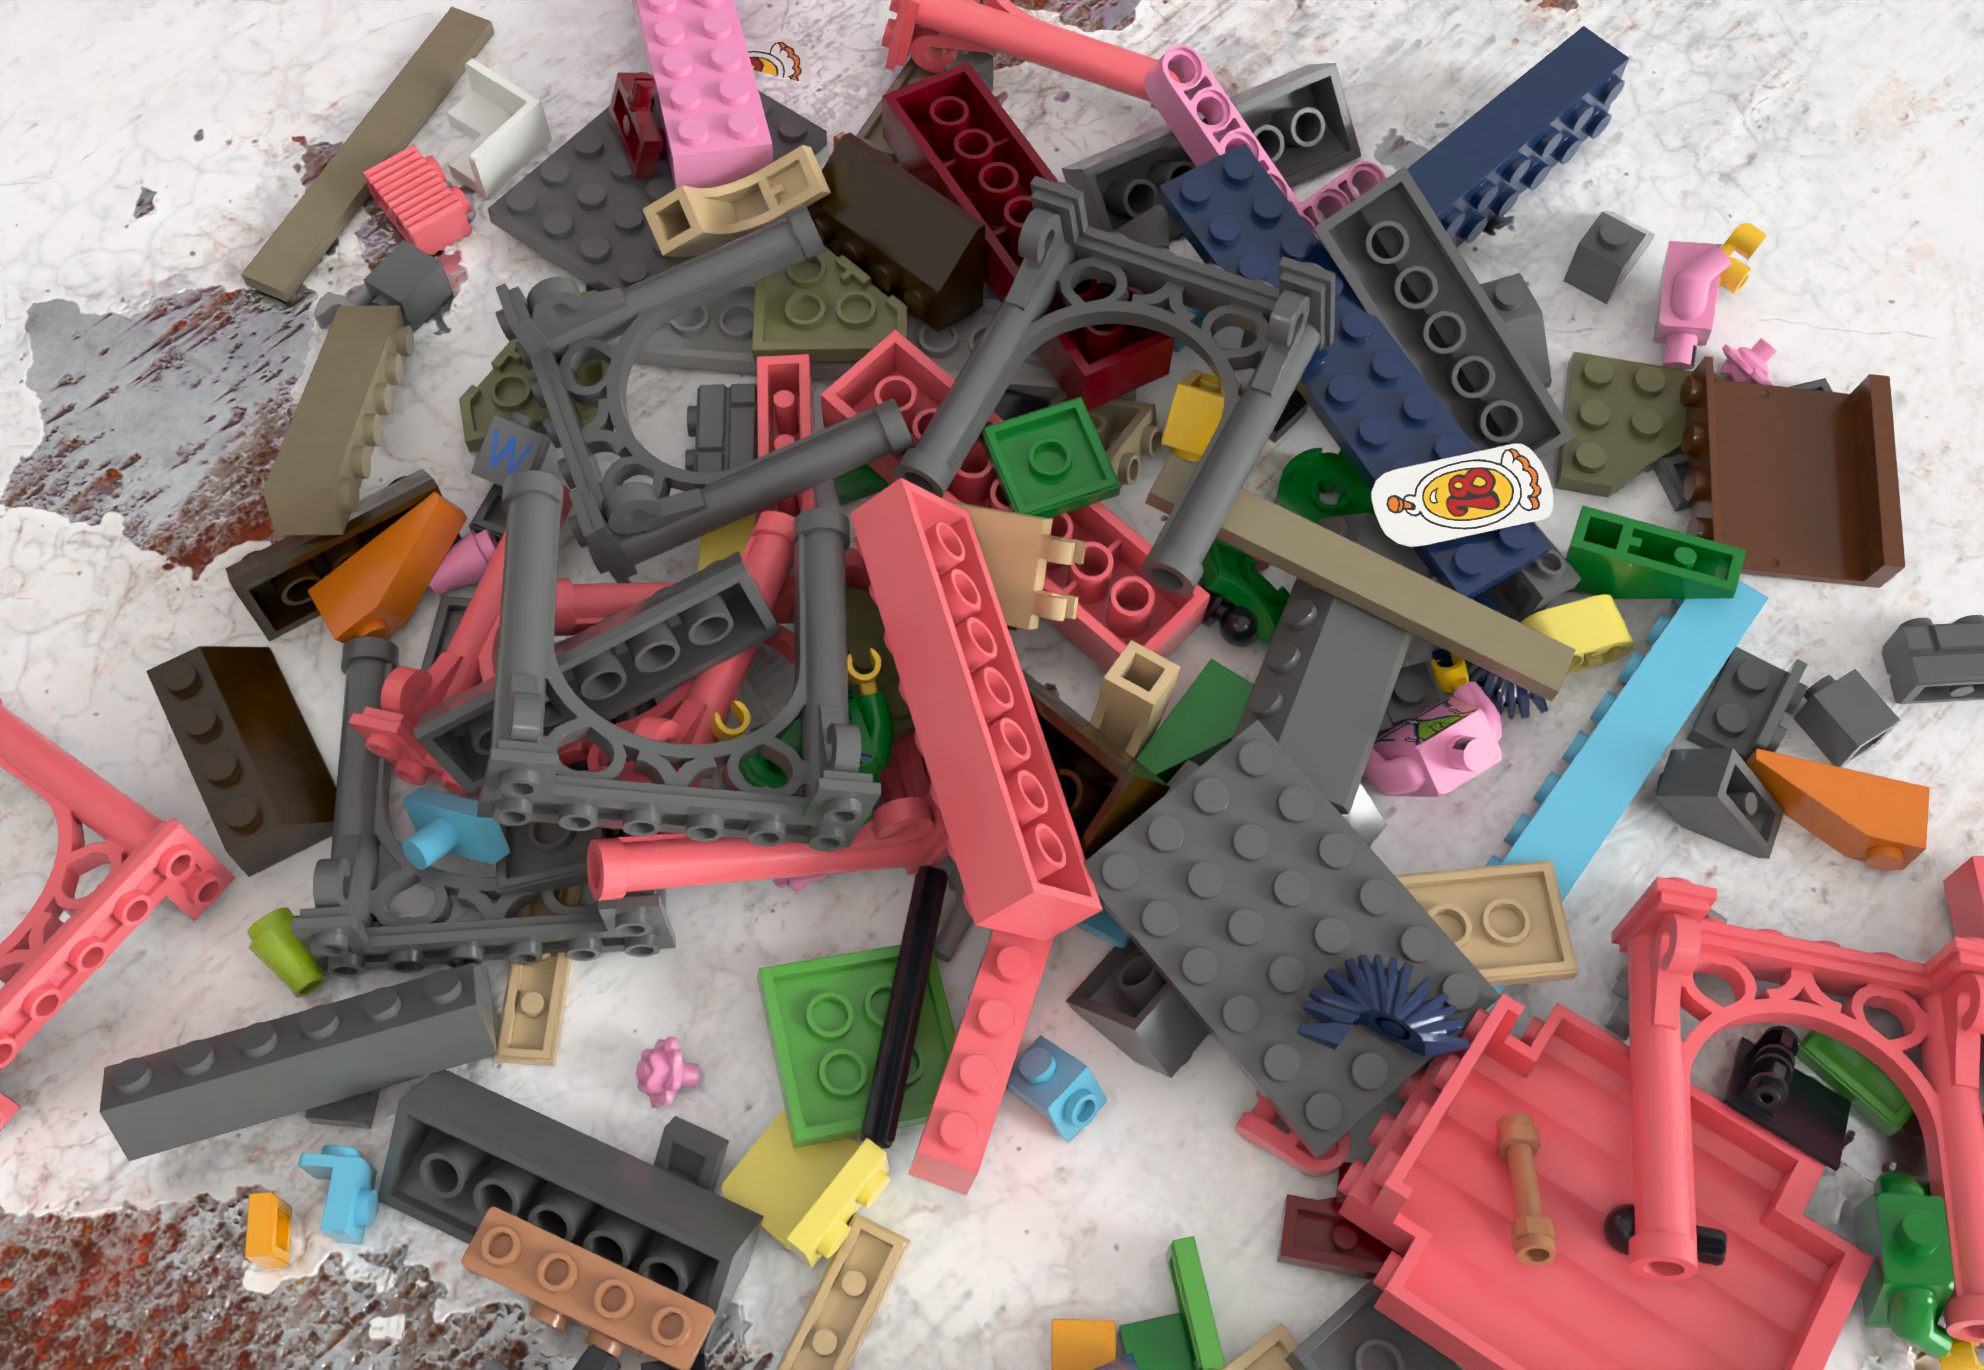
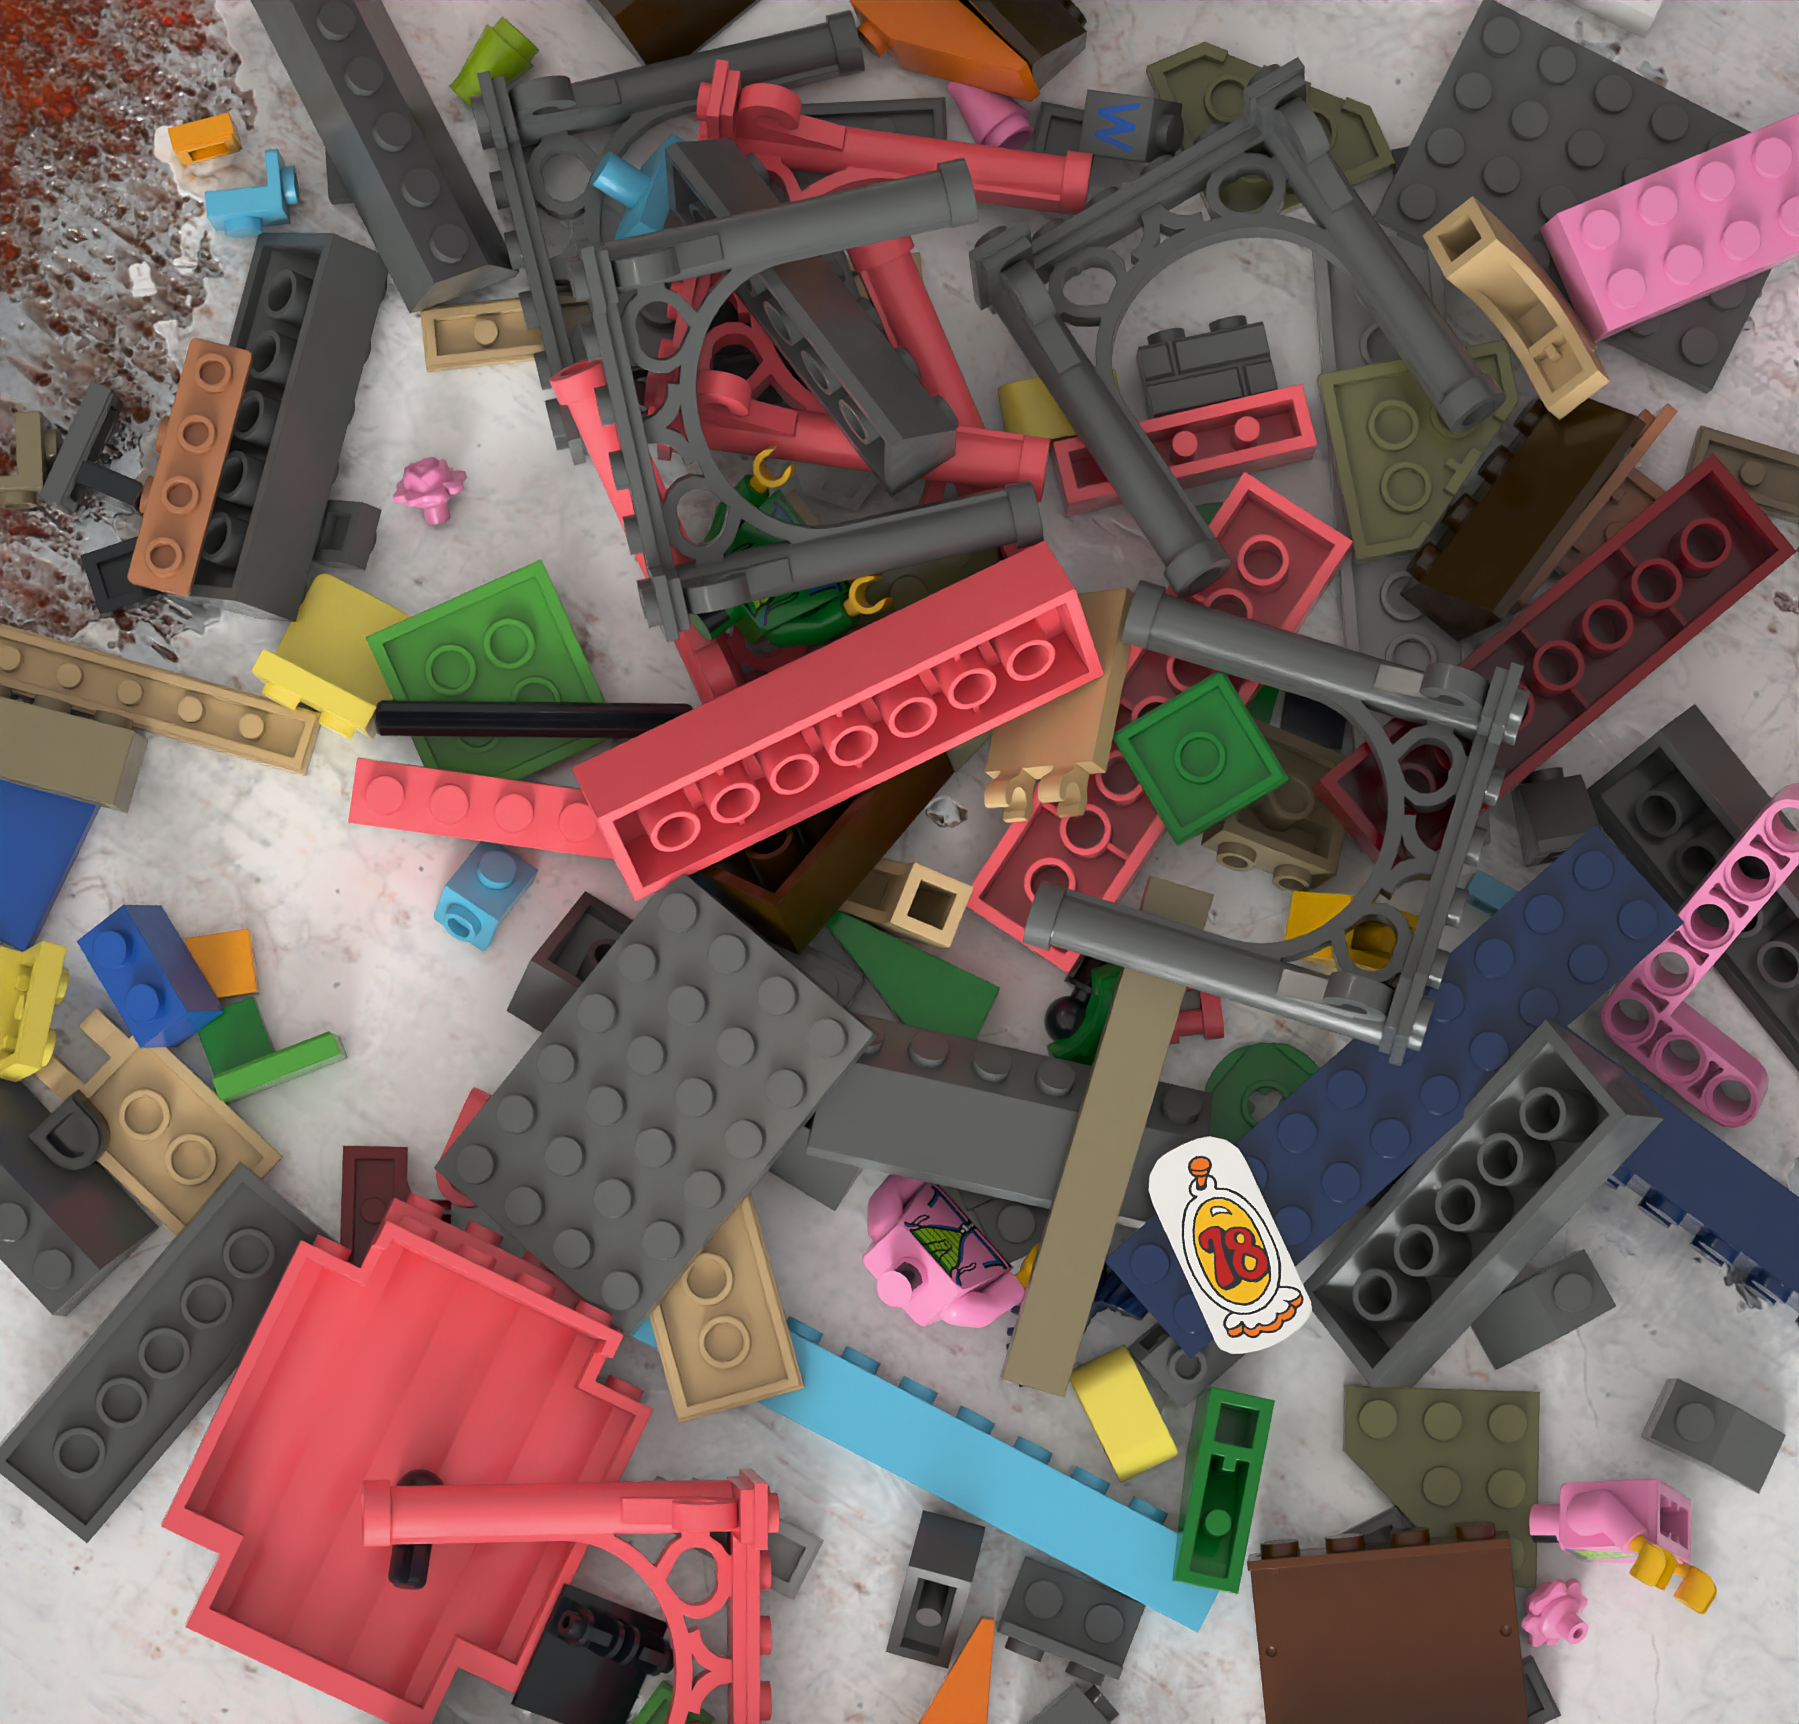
camera: 85 degrees right, 20 degrees up
(635, 123) = (1650, 141): dark red plate -> none
(1384, 1006) = (583, 1208): dark blue hair -> none
(1531, 1232) = (488, 1374): nougat bar -> none

